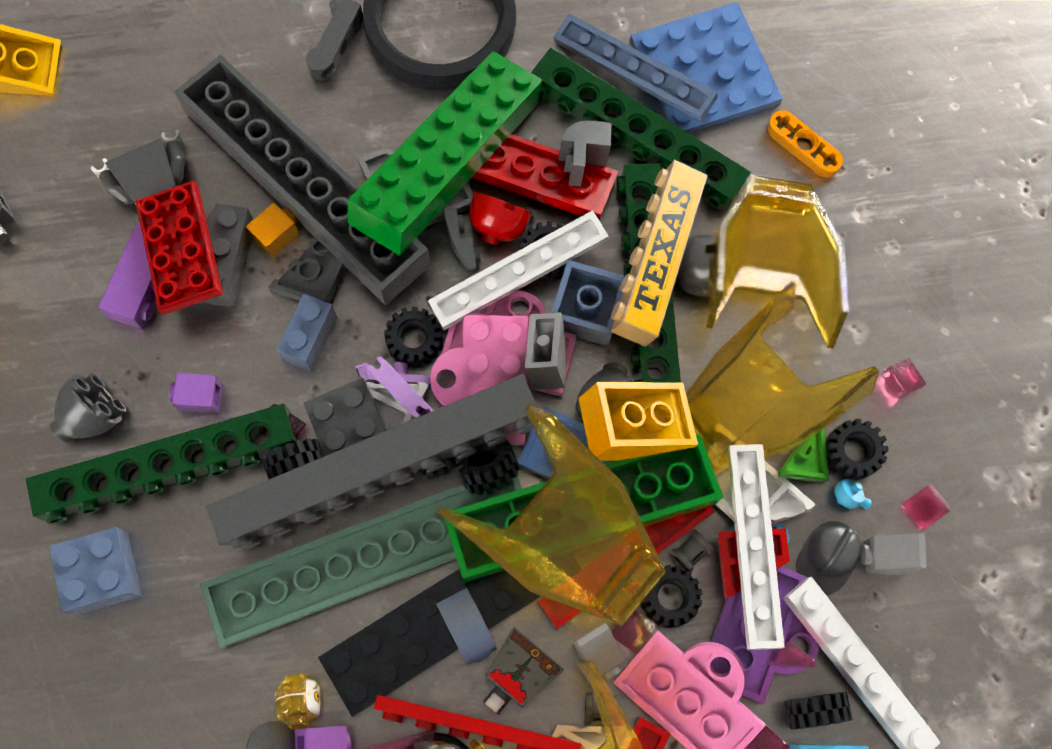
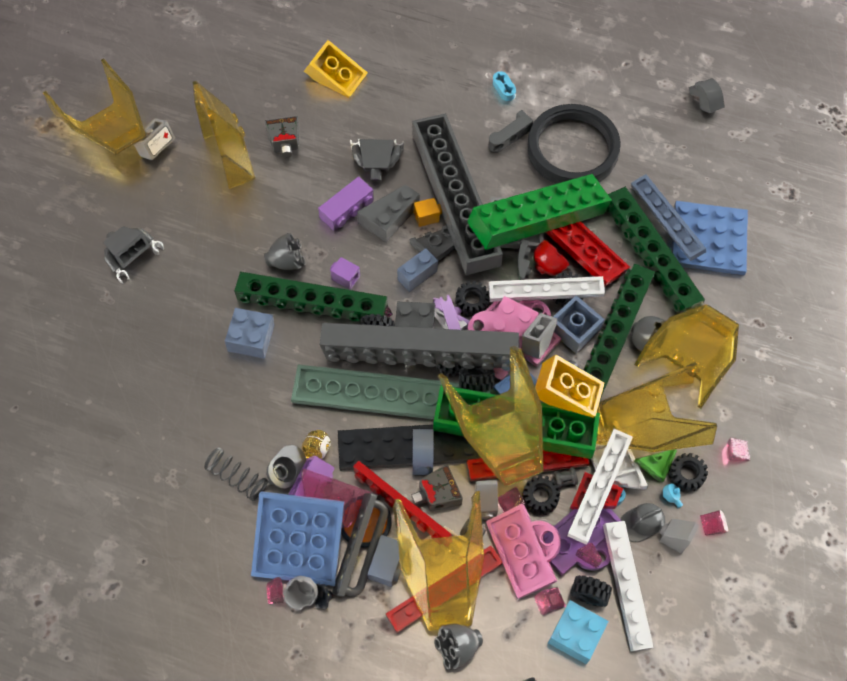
camera: 30 degrees right, 10 degrees down
(178, 248) = (374, 196): red tile -> none
(584, 144) = (618, 243): dark grey brick -> none
(658, 254) = (628, 314): brick -> none
(793, 124) = (746, 310): light orange beam -> none

